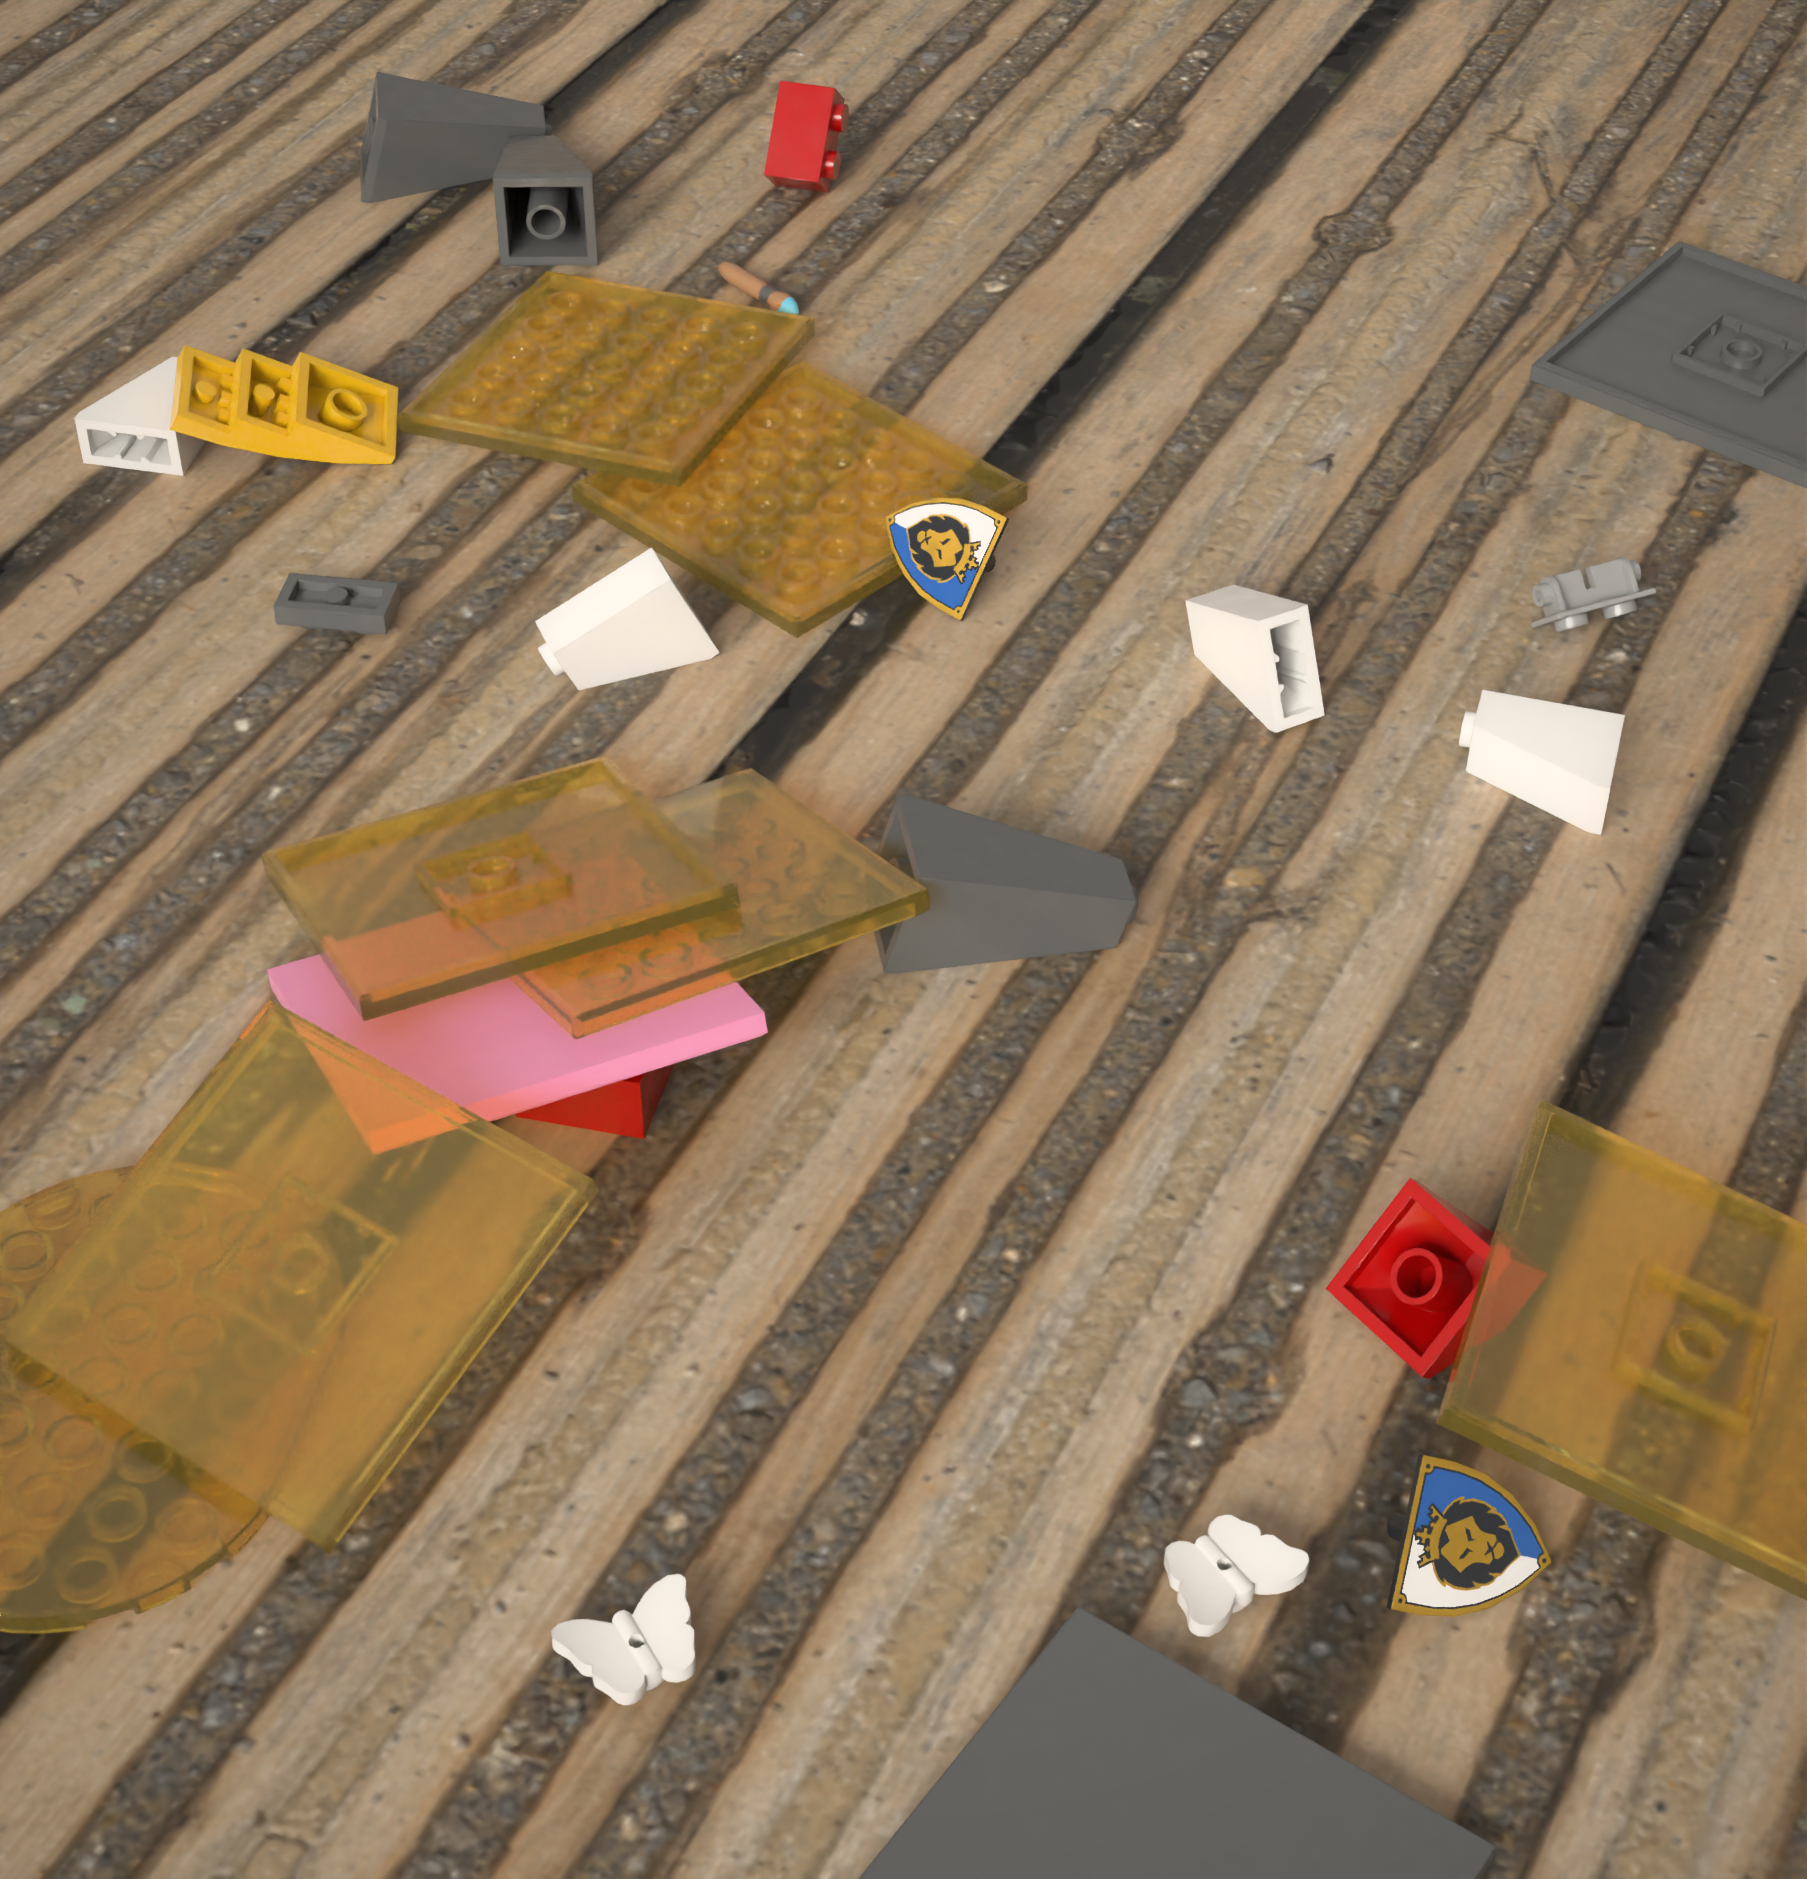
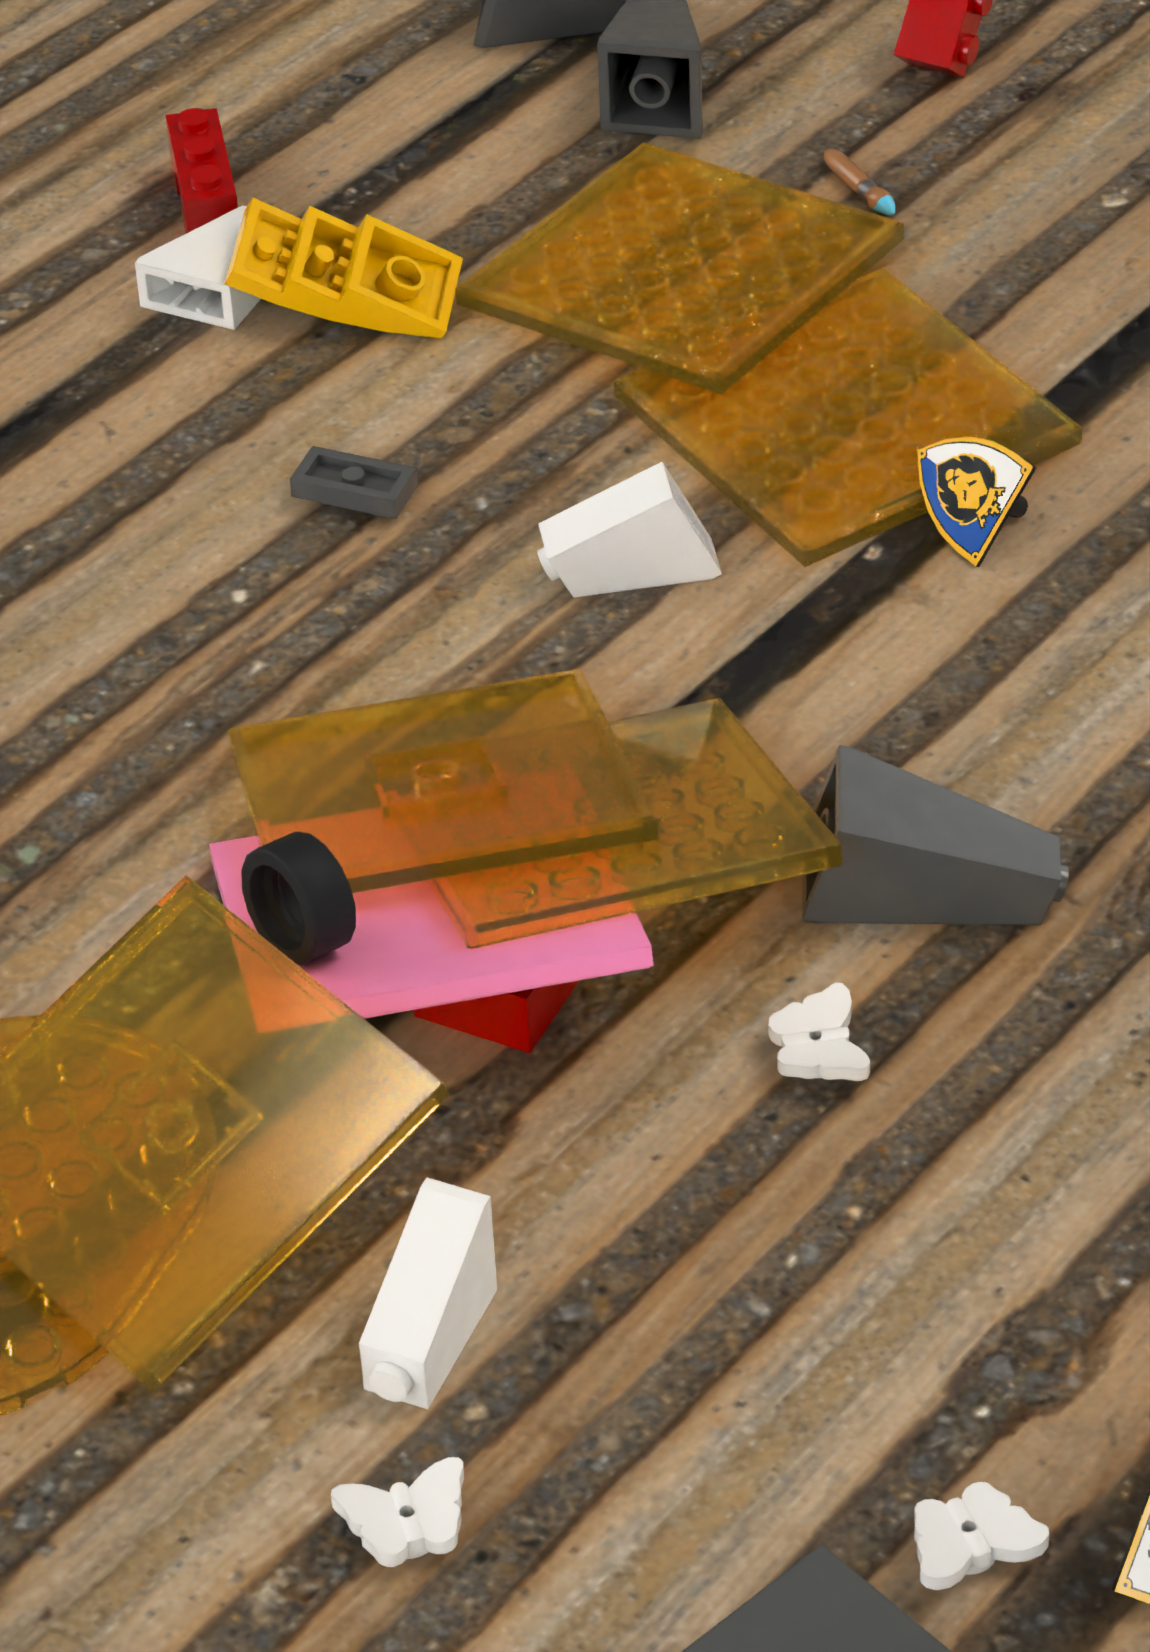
camera: 15 degrees right, 0 degrees up
(120, 326) = (200, 166): none -> red arch
(415, 992) = (299, 897): none -> black tyre
(609, 1403) = (430, 1294): none -> white slope
(933, 1087) = (817, 1038): none -> white animal

